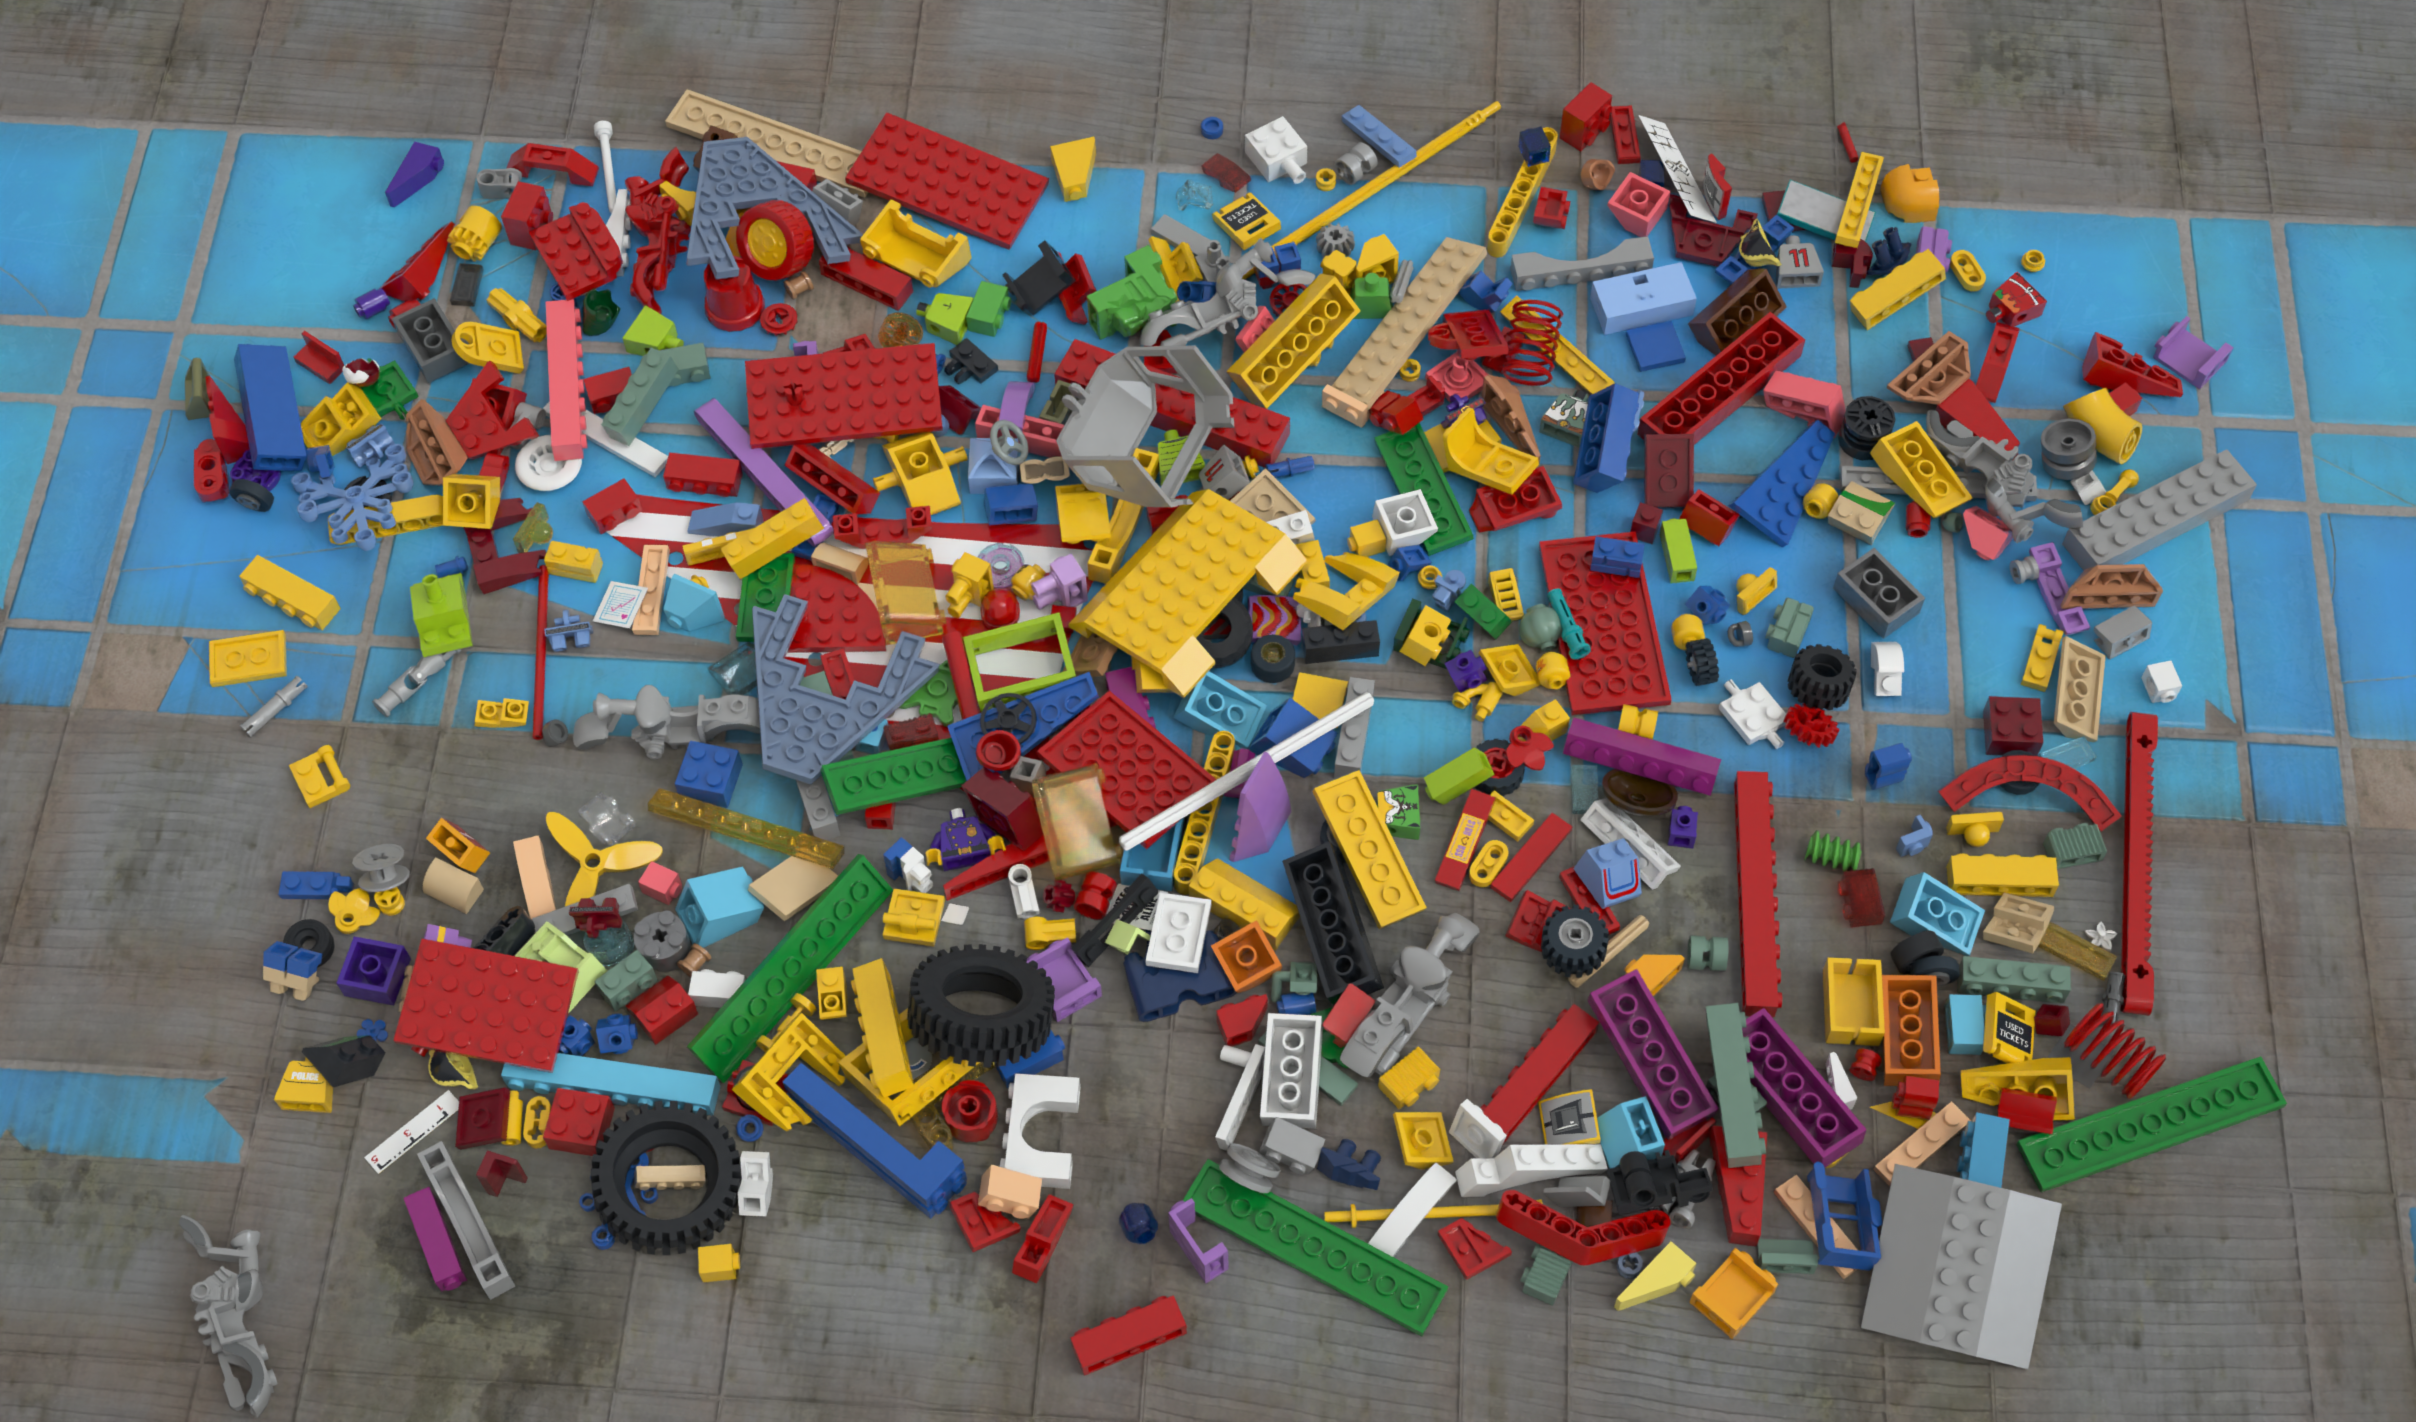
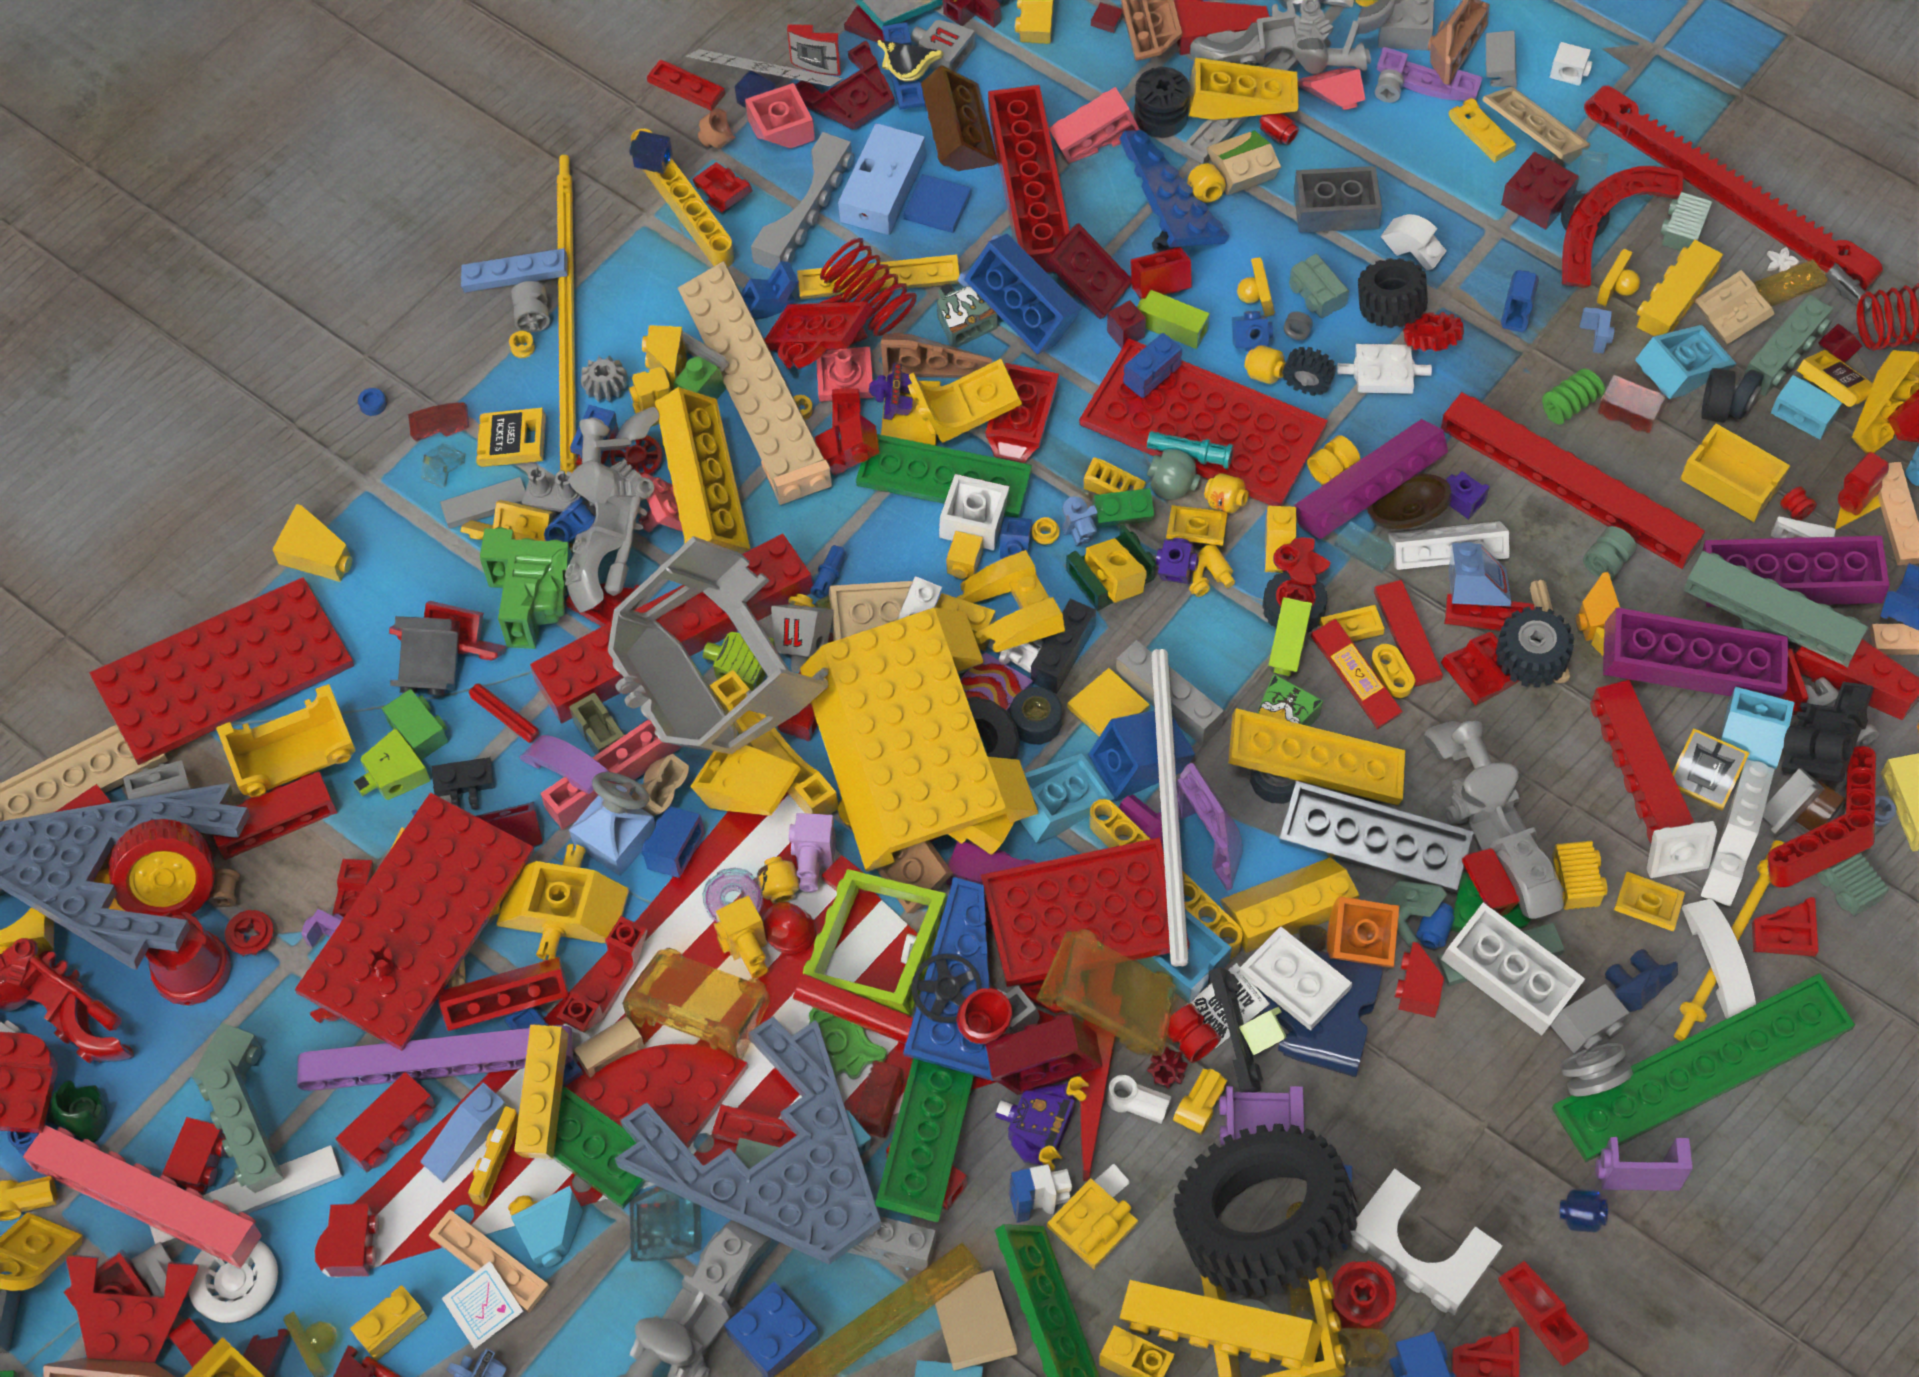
camera: 55 degrees left, 0 degrees up
(649, 331) = (160, 1071): lime torso -> none
(903, 328) = (377, 830): clear orange wheel -> none
(1010, 1192) = (1481, 1312): light nougat brick -> none
(1128, 1334) = (1701, 1293): red brick -> none
(1244, 1092) = (1475, 999): white piece -> none
(1277, 151) = (455, 361): white brick -> none
(1586, 117) = (650, 95): red brick -> none
(1910, 1028) = (1813, 454): orange brick -> none
(1953, 522) = (1303, 107): sand green hinge -> none

